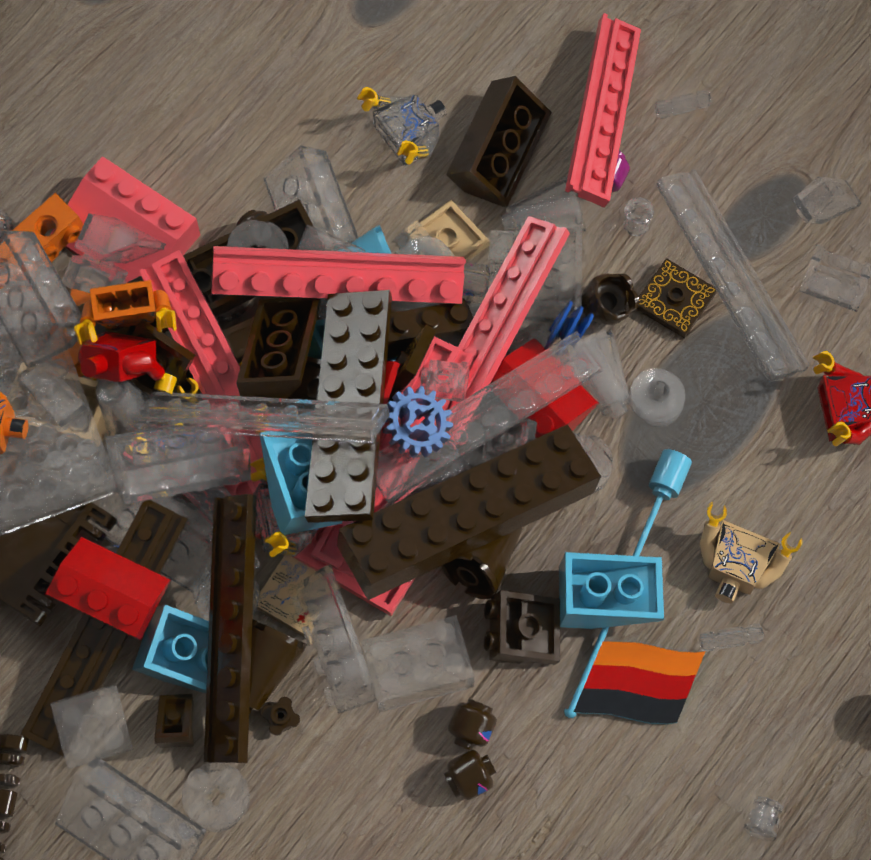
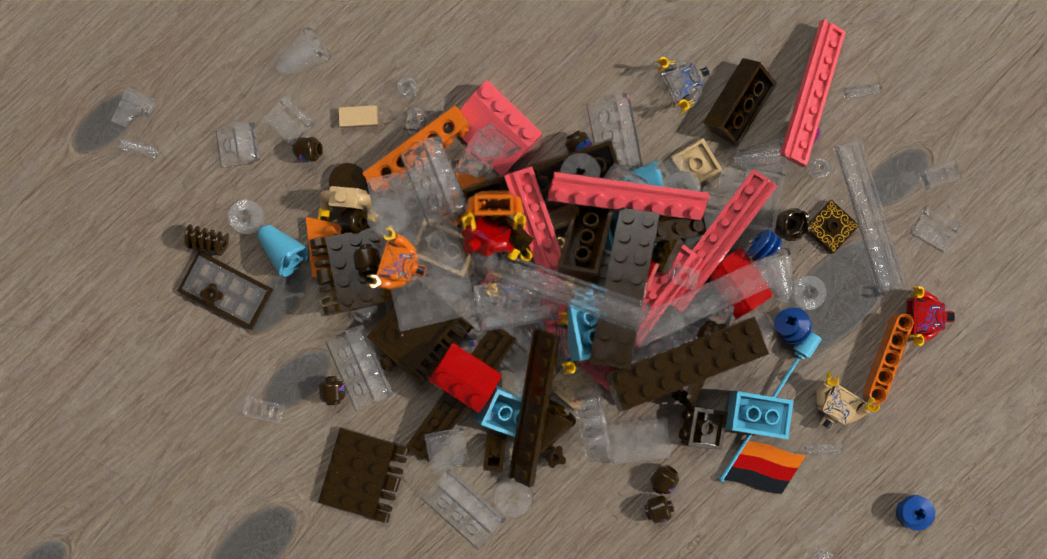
camera: 10 degrees right, 20 degrees up
(408, 410) = (671, 309): medium blue gear -> none
(641, 447) = (793, 325): none -> blue piece
(811, 464) = (895, 351): none -> orange beam

